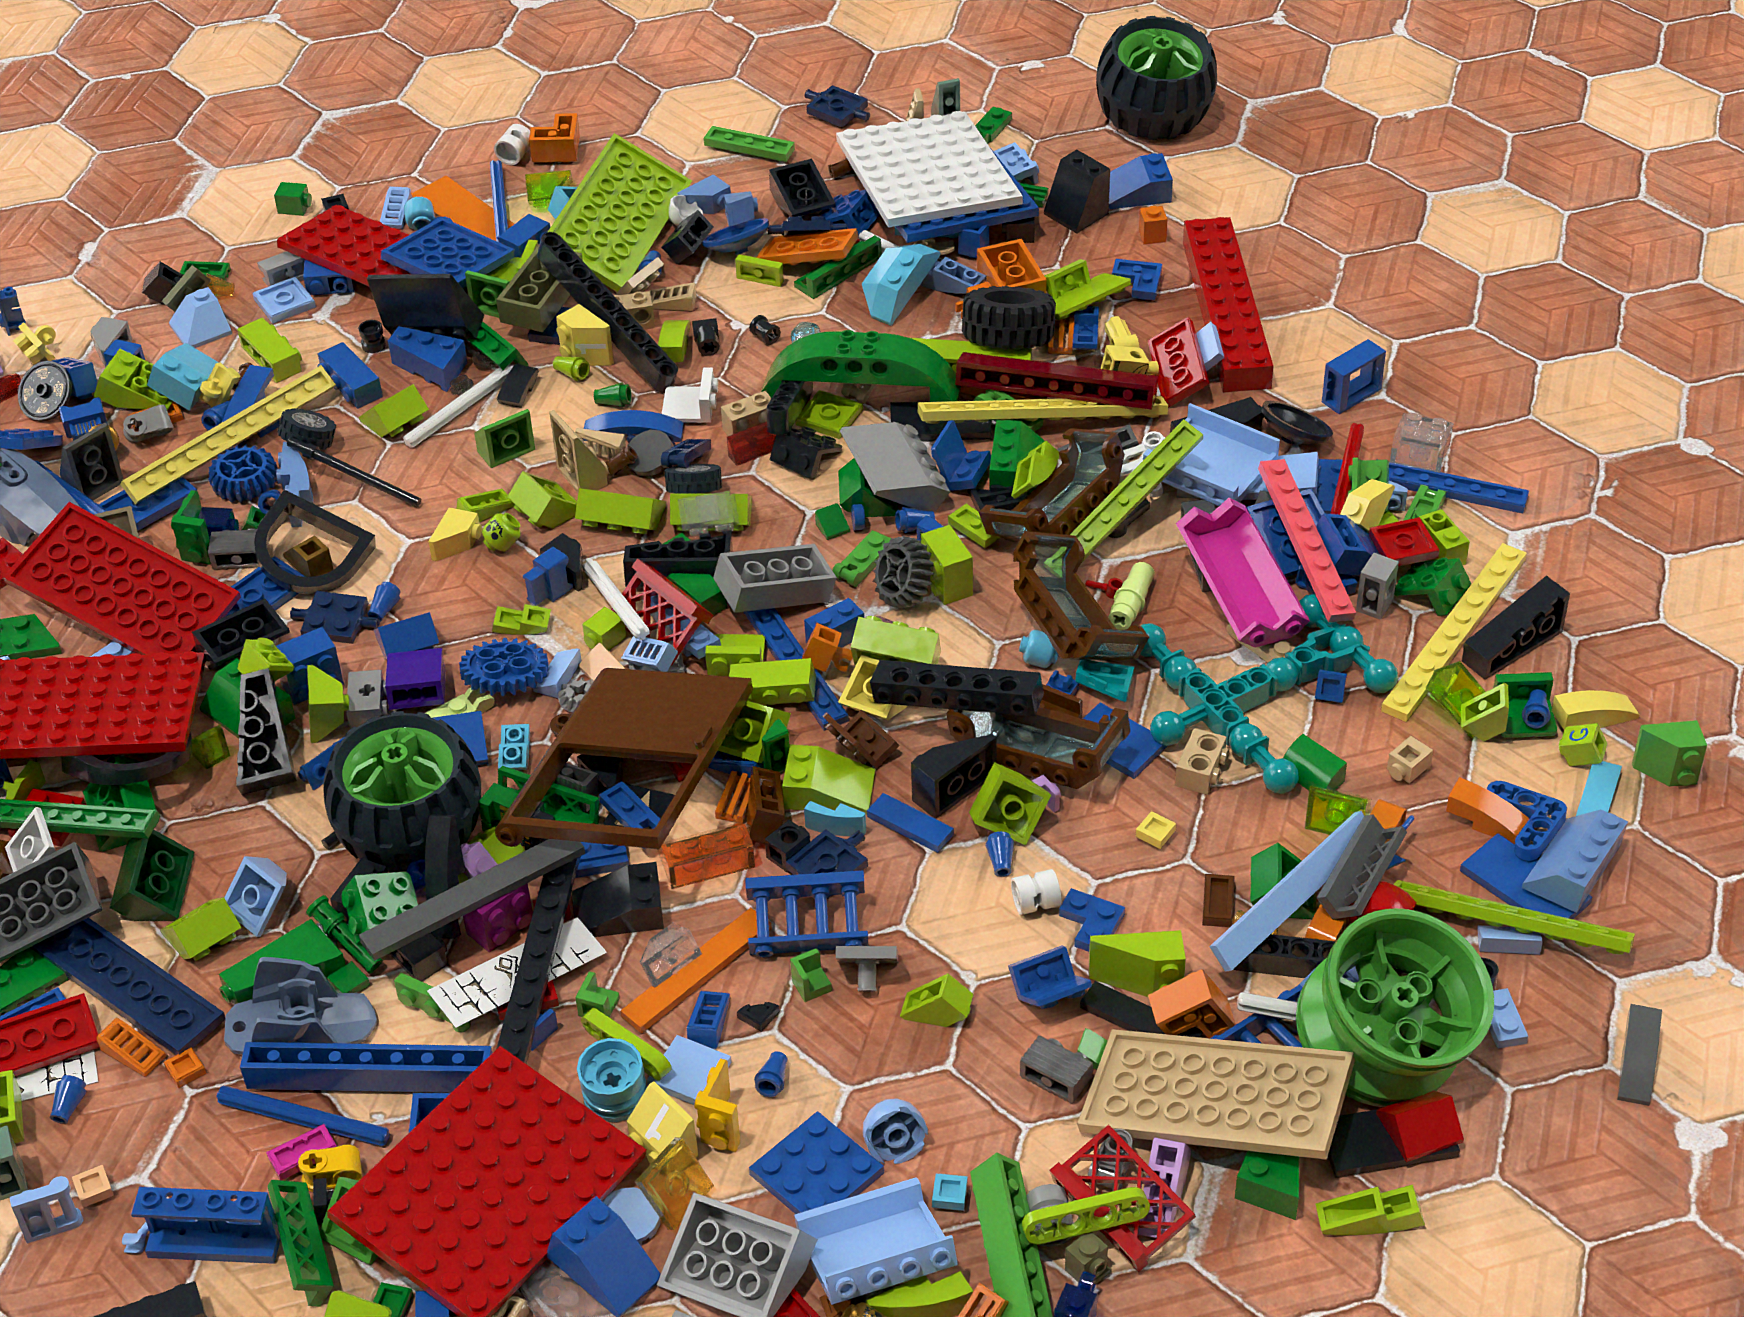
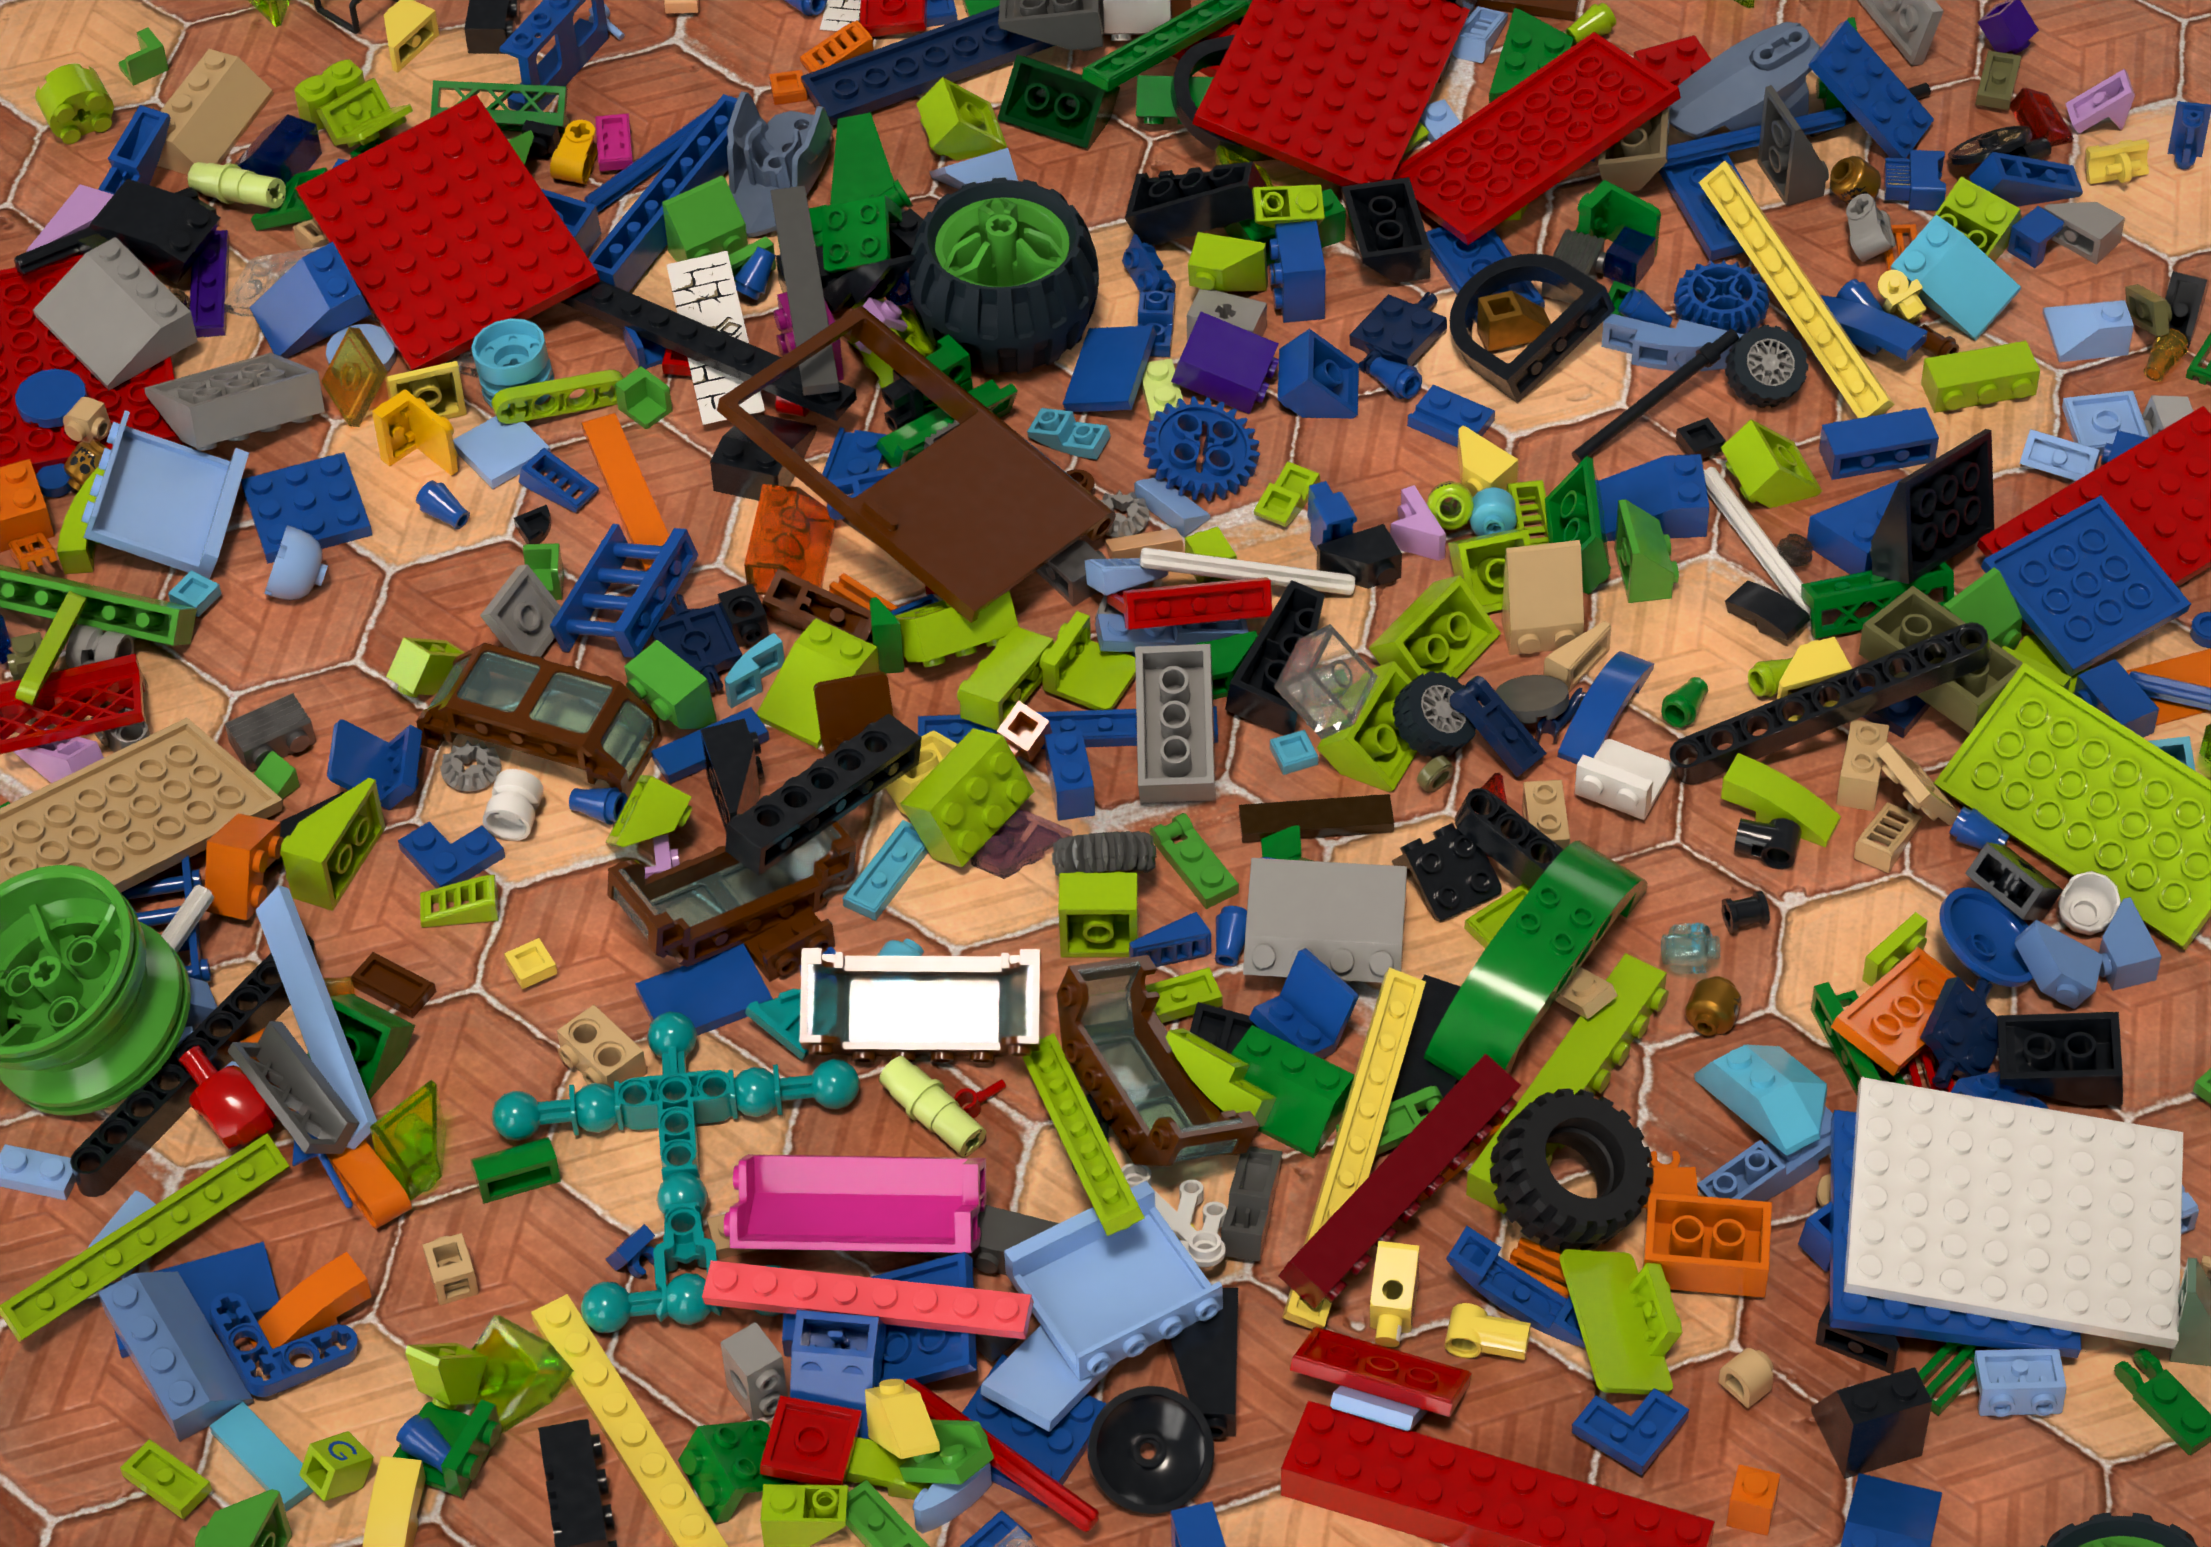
camera: 115 degrees right, 5 degrees up
(327, 303) = (2059, 455): none -> light blue plate
(379, 449) = (1700, 438): none -> black plate
(393, 1024) = (704, 221): none -> bright green slope
(408, 568) = (1444, 412): none -> blue plate
(429, 974) = (755, 273): none -> blue cone
(447, 452) = (1666, 488): none -> blue slope
(494, 506) = (1493, 511): none -> medium azure head
(498, 458) = (1577, 513): none -> green slope
(521, 544) = (1417, 528): none -> lavender slope
(625, 457) = (1526, 671): reddish brown pin -> none
(668, 953) = (654, 461): clear slope -> none
(734, 475) = (1435, 774): none -> olive tile
(747, 542) = (1293, 752): none -> medium azure tile
(795, 517) = (1318, 817): none -> dark brown tile
(842, 319) = (1713, 1006): none -> pearl gold head
(892, 835) = (671, 687): none -> bright green slope
(959, 911) = (544, 713): none -> windscreen
(998, 949) = (476, 776): none -> light grey gear
(1080, 245) = (1748, 1376): none -> tan plate
(1122, 875) = (468, 890): none -> lime slope
(1654, 828) = (166, 1479): none -> lime plate

